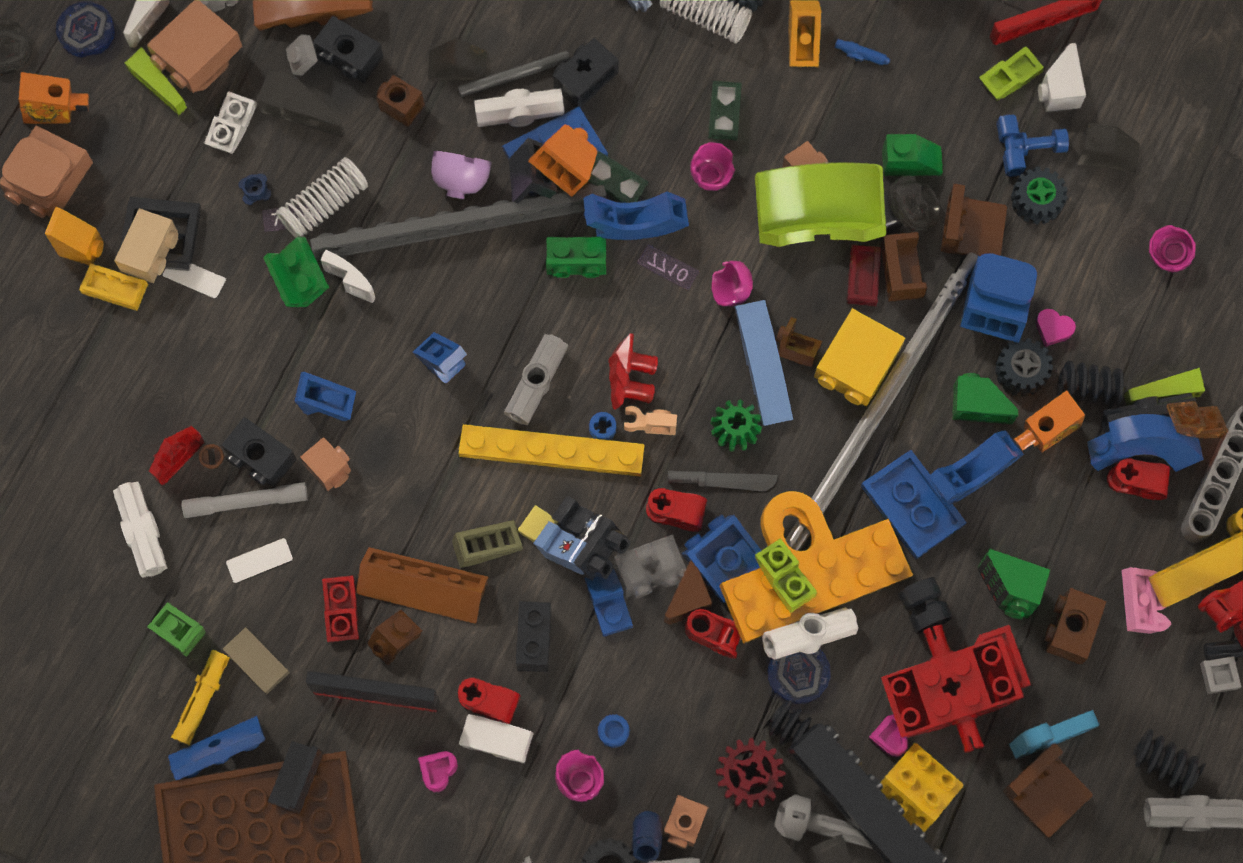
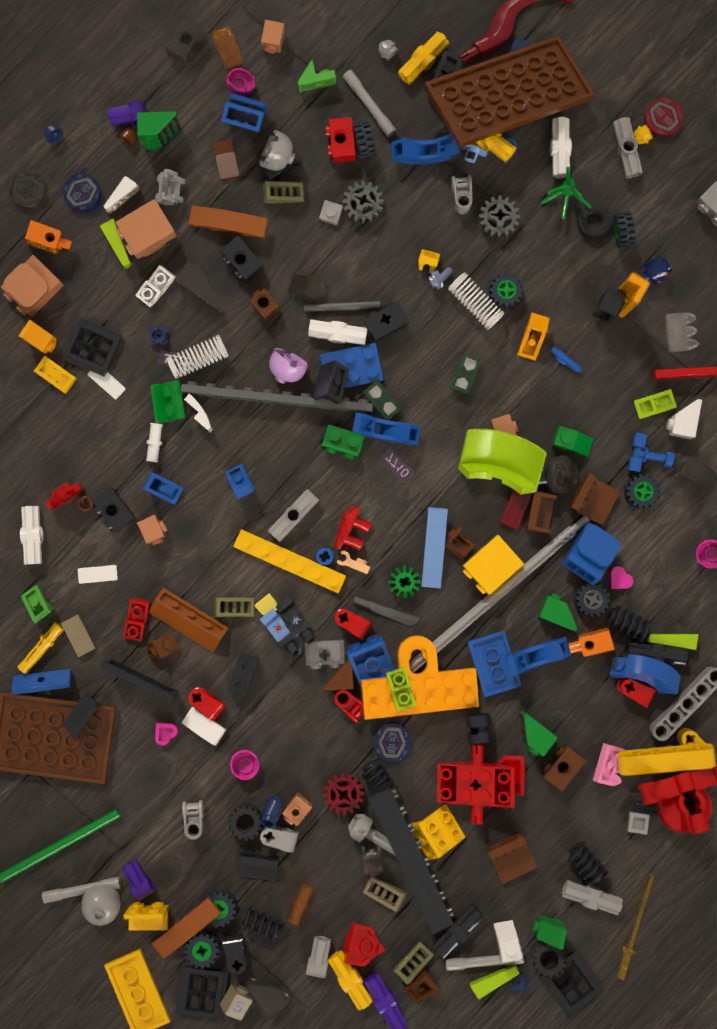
camera: 20 degrees right, 15 degrees up
(147, 246) = (81, 357): tan brick -> none
(209, 505) = (76, 532): light grey piece -> none
(292, 339) = (154, 442): none -> white pin
(301, 55) = (211, 254): light grey plate -> none
(566, 159) = (354, 381): orange torso -> none
(609, 604) = (294, 667): blue slope -> none
(613, 731) = (273, 742): blue tile -> none
(712, 166) = (445, 410): dark pink hair -> none
(732, 284) = (431, 491): dark pink hair -> none
(810, 633) = (394, 725): white piece -> none
(888, 738) = (430, 796): dark pink tile -> none
(1044, 736) = (513, 830): dark azure beam -> none
(1197, 421) = (682, 670): clear orange slope -> none

